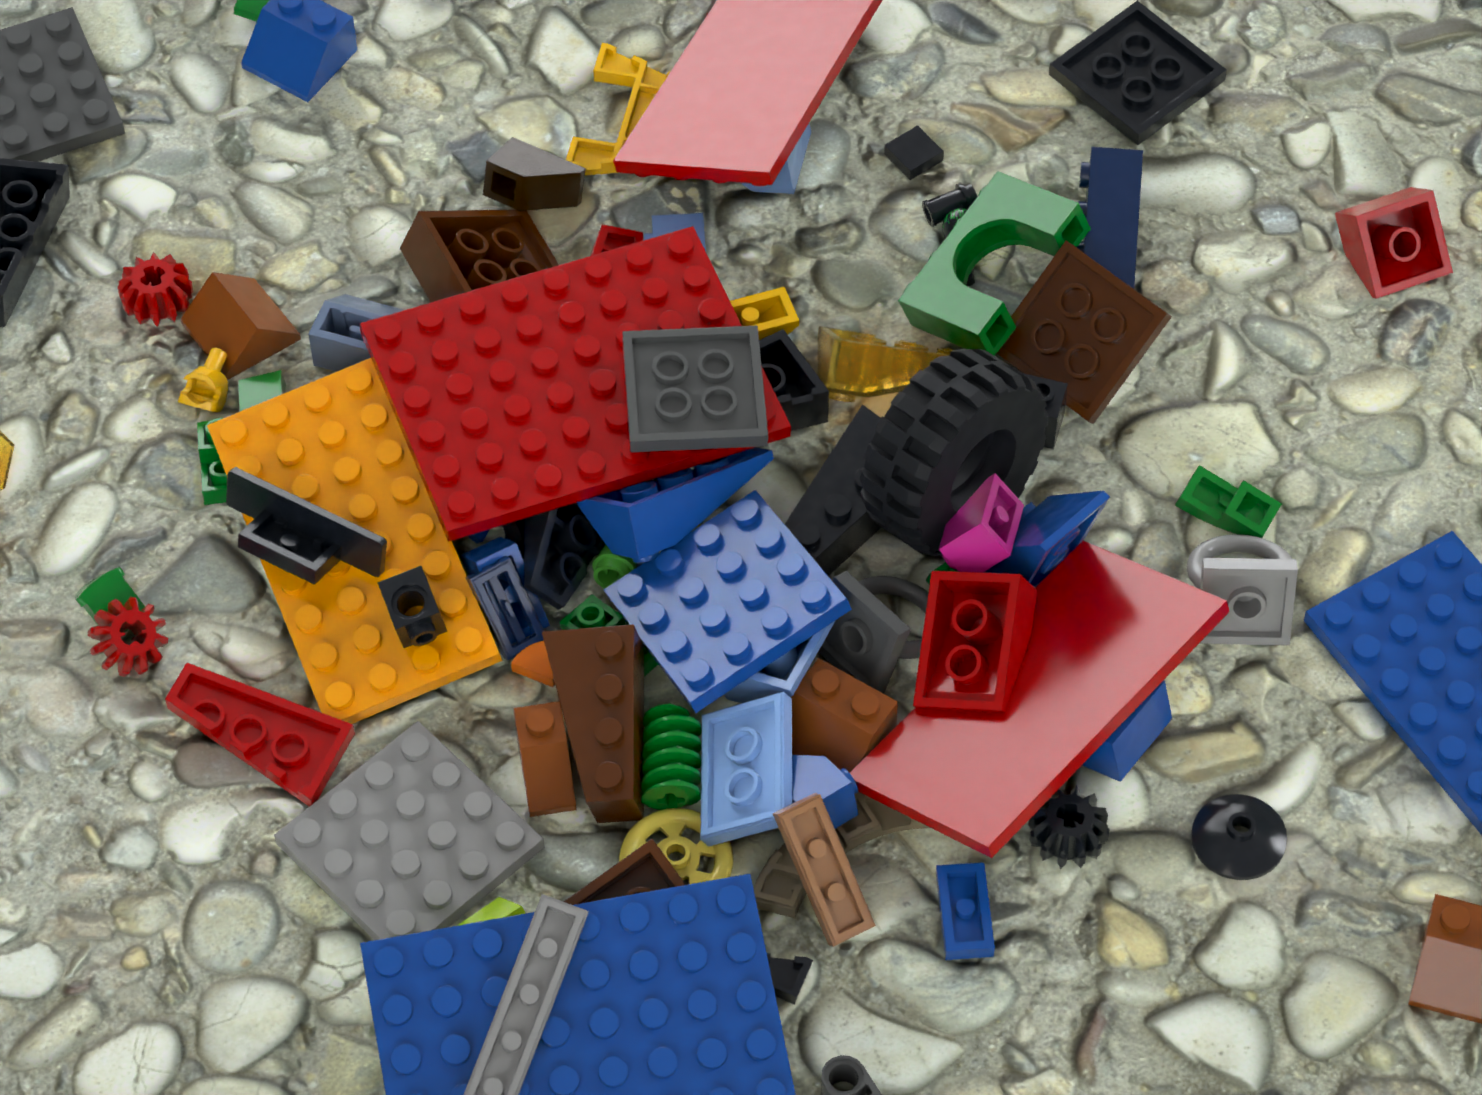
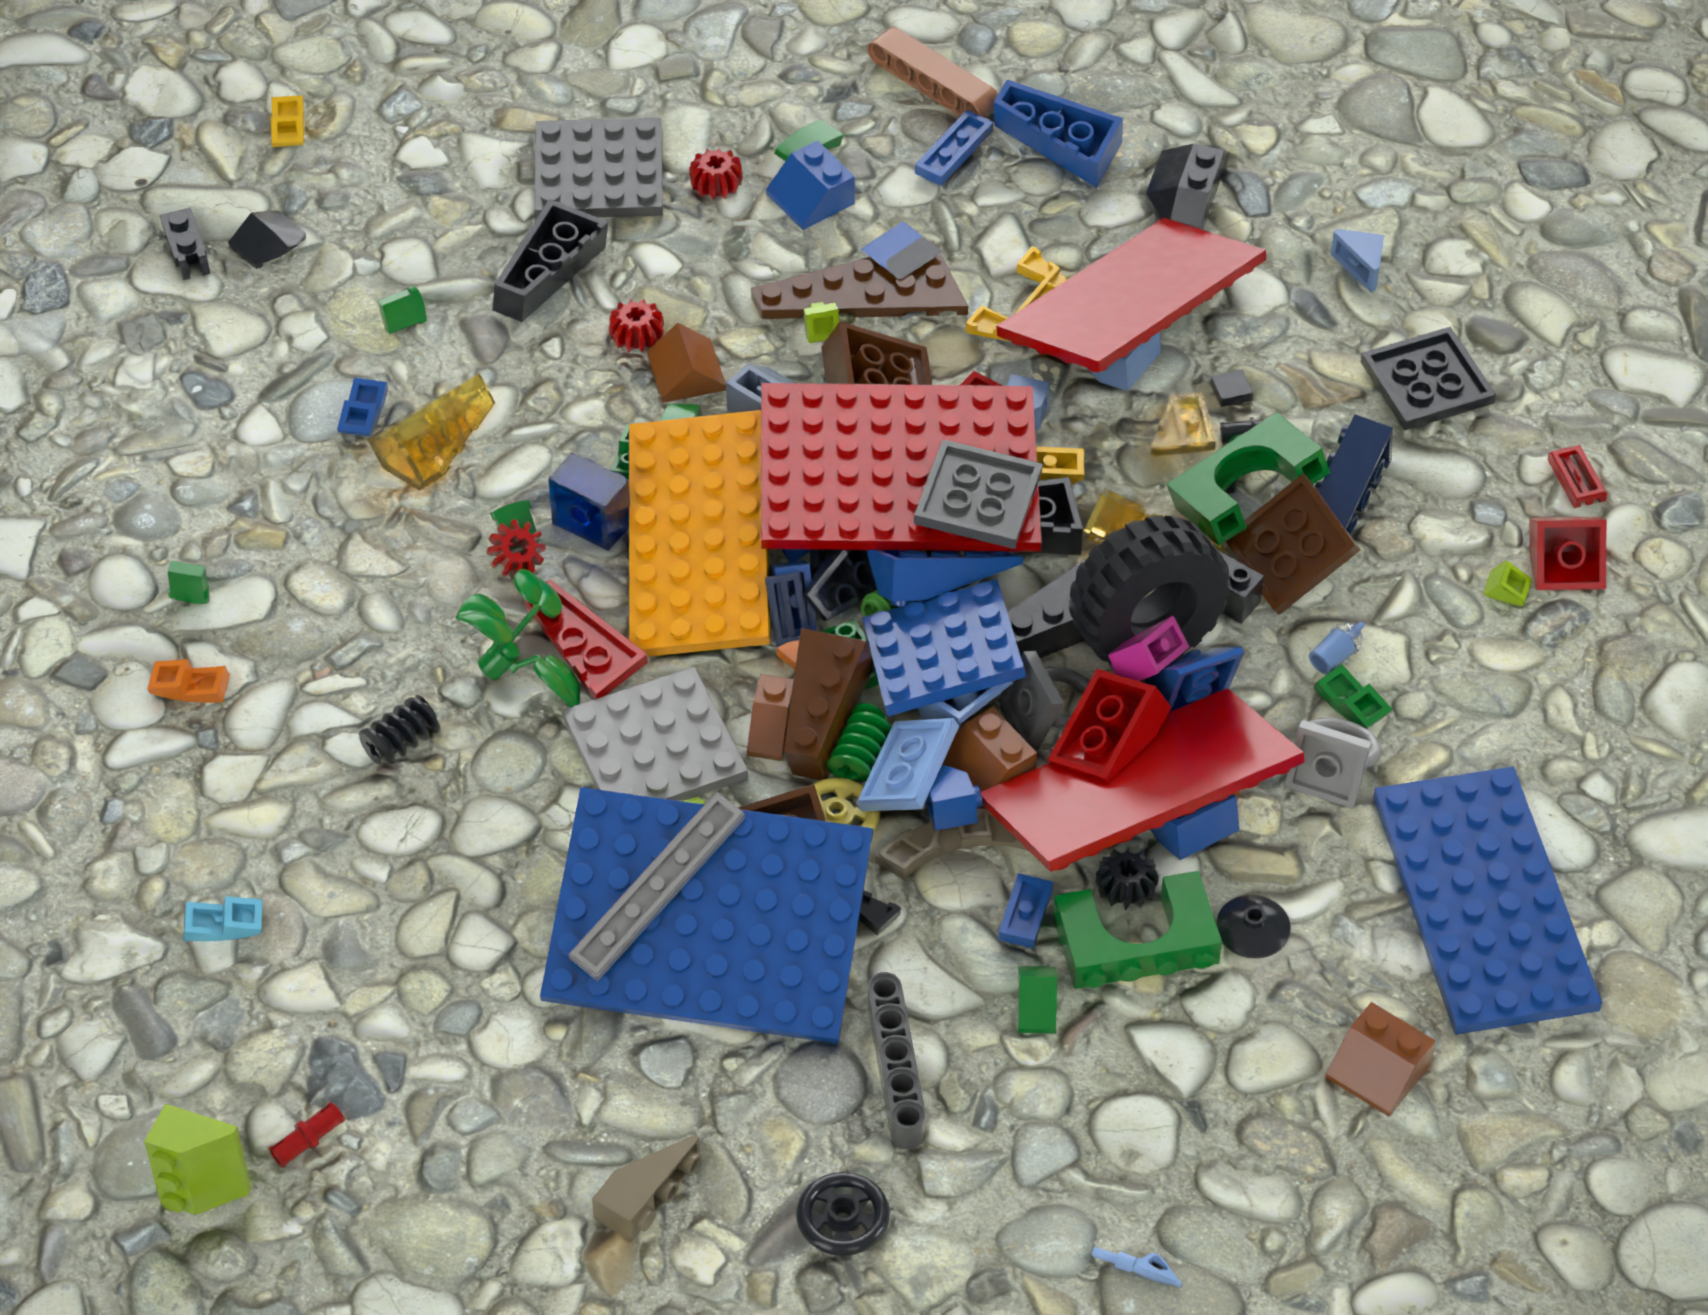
camera: 20 degrees right, 5 degrees down
(75, 931) = (399, 728): none -> black piece
(146, 752) = (502, 655): none -> green plant
(172, 60) = (716, 173): none -> red gear
(195, 543) = (589, 501): none -> clear blue brick
(206, 384) = (645, 400): yellow piece -> none
(298, 533) = (659, 513): black bracket -> none
(386, 215) = (820, 321): none -> lime tile
(405, 592) = (714, 573): black brick -> none
(420, 153) = (864, 290): none -> wing
(446, 94) = (901, 250): none -> sticker
(532, 178) = (937, 325): dark brown slope -> none
(824, 869) = (932, 848): medium nougat tile -> none
(882, 218) = (1184, 426): none -> clear yellow wing
(1027, 1021) = (1037, 999): none -> green slope
(1079, 943) = (1100, 958): none -> green arch
(1183, 445) = (1337, 646): none -> medium blue piece
(1339, 302) = (1508, 584): none -> lime slope
(1353, 146) = (1568, 483): none -> red tile

